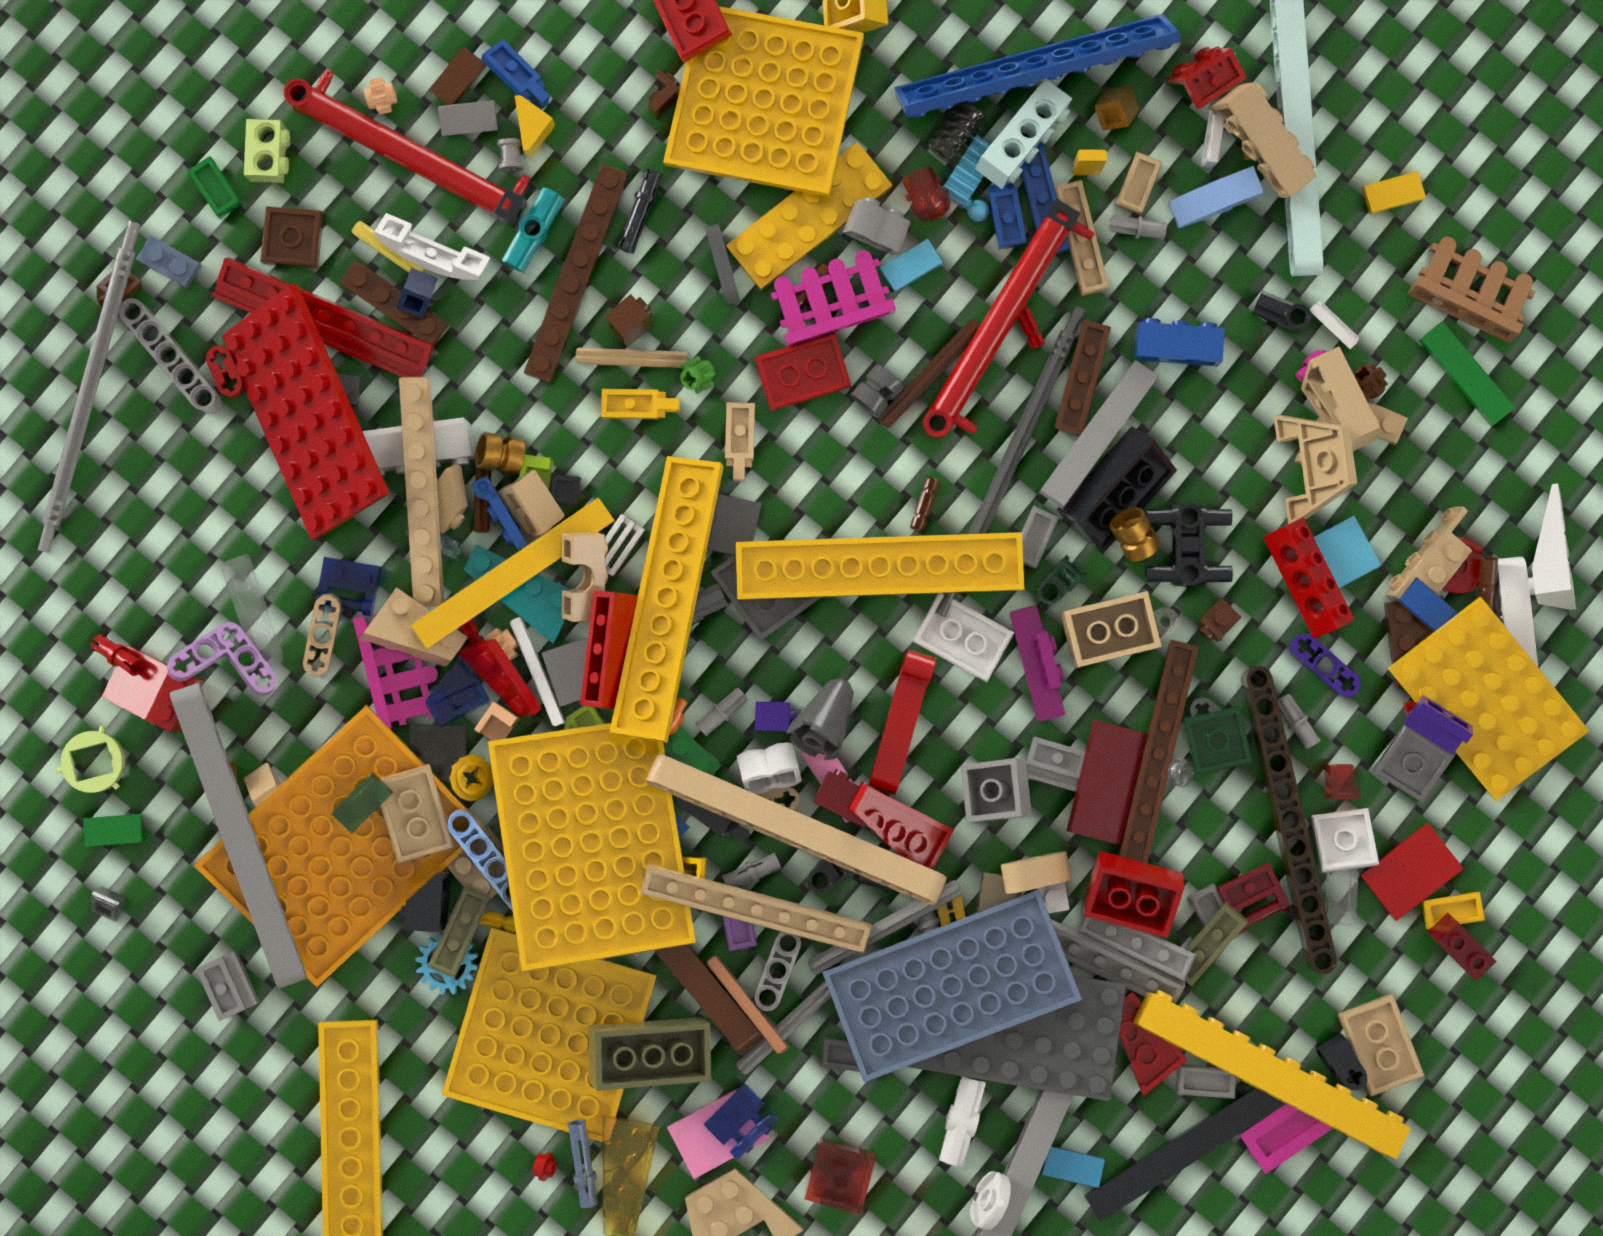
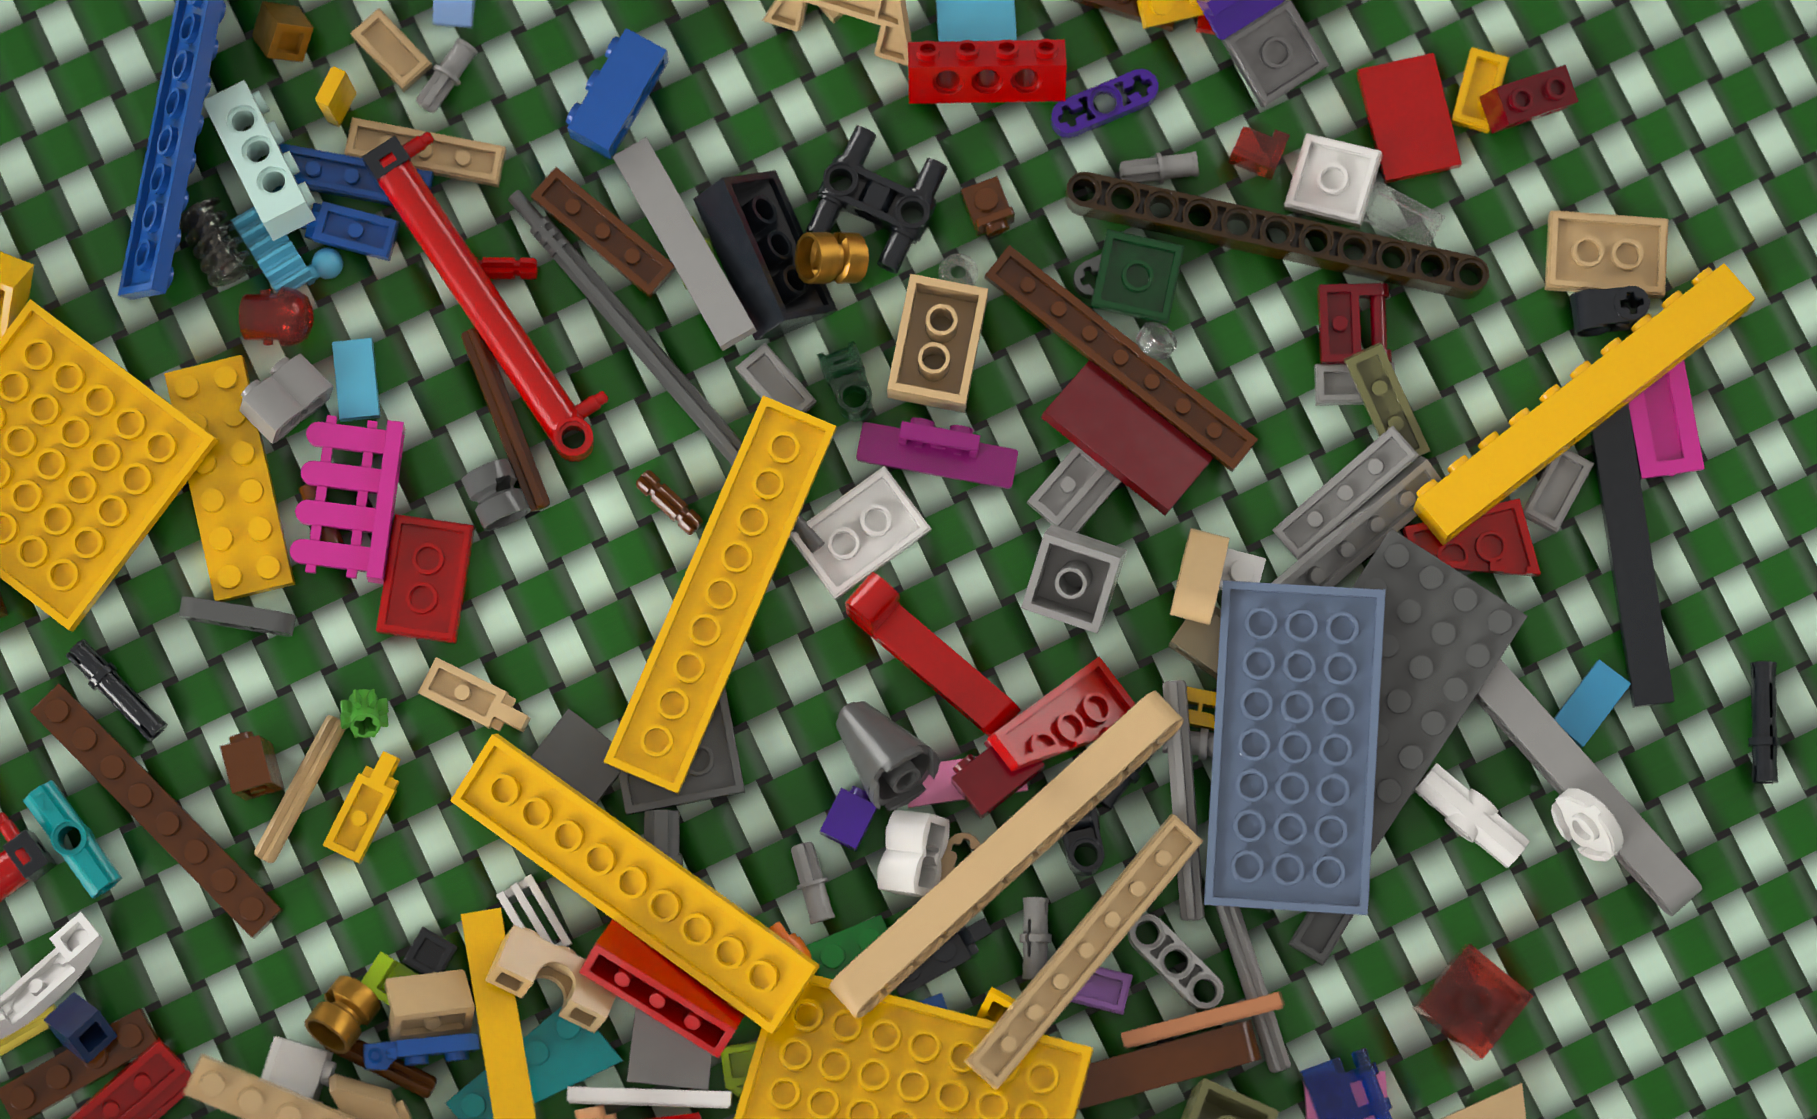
camera: 65 degrees left, 5 degrees down
(1133, 894) = (1282, 468): red brick -> none

